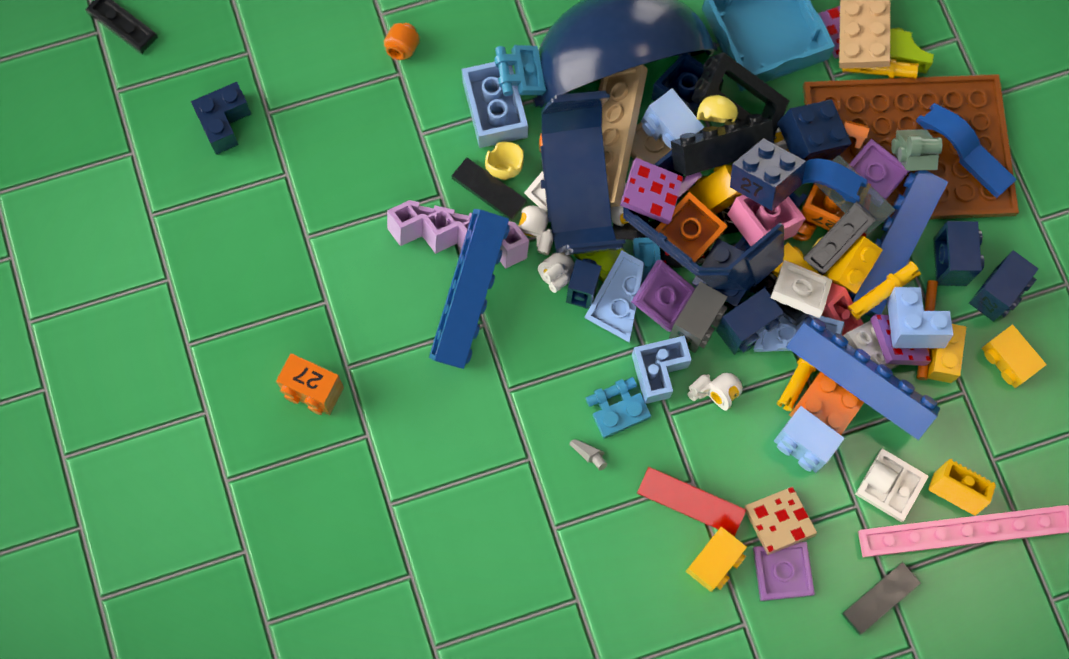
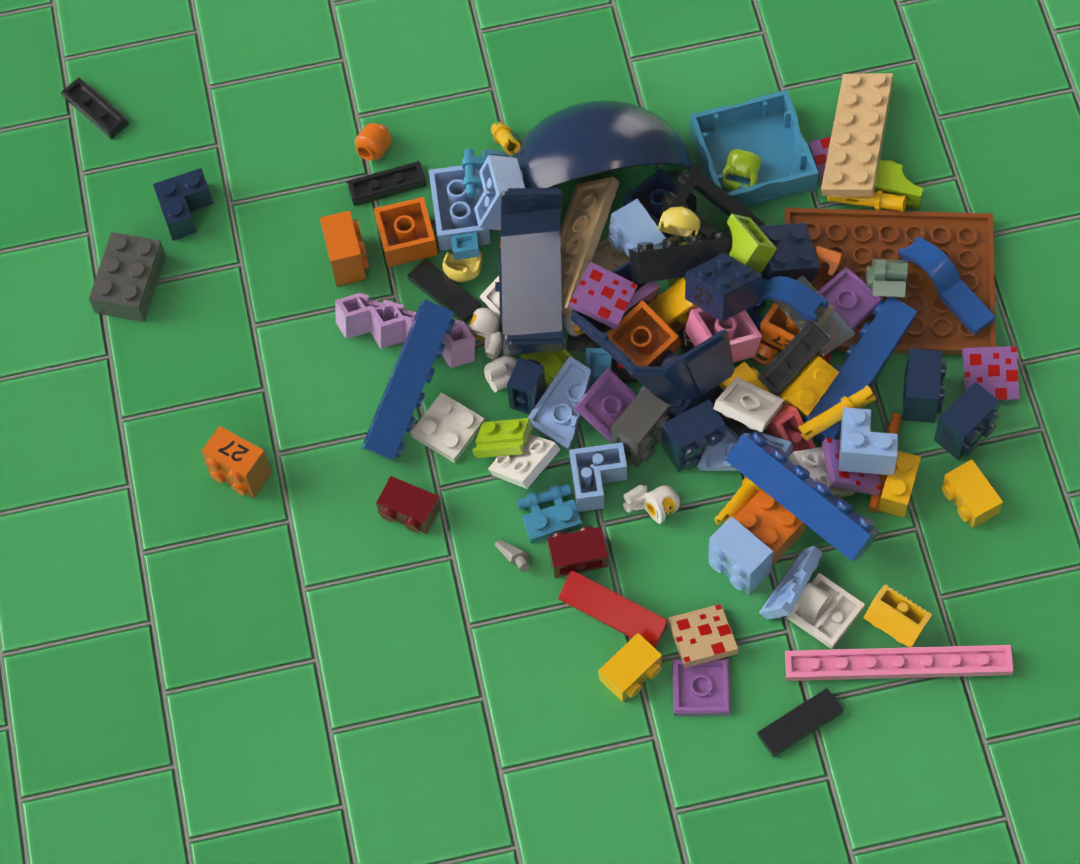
camera: 15 degrees right, 10 degrees down
(176, 198) = (127, 277): none -> dark grey brick
(388, 154) = (345, 248): none -> orange brick
(419, 82) = (386, 183): none -> black tile
(445, 132) = (405, 231): none -> orange brick
(482, 412) = (408, 505): none -> dark red brick
(507, 144) = (465, 246): none -> dark azure plate
(509, 328) = (447, 427): none -> white plate
(528, 28) = (504, 137): none -> yellow pin
(539, 84) = (496, 176): none -> light blue brick
(566, 337) = (502, 438): none -> lime plate
(589, 357) = (525, 467): none -> white plate
(651, 445) = (577, 551): none -> dark red brick
(759, 41) = (741, 164): none -> lime piece
(786, 127) = (749, 243): none -> lime arch
(859, 465) = (792, 584): none -> light blue wing
(1016, 231) = (992, 369): none -> medium lavender tile

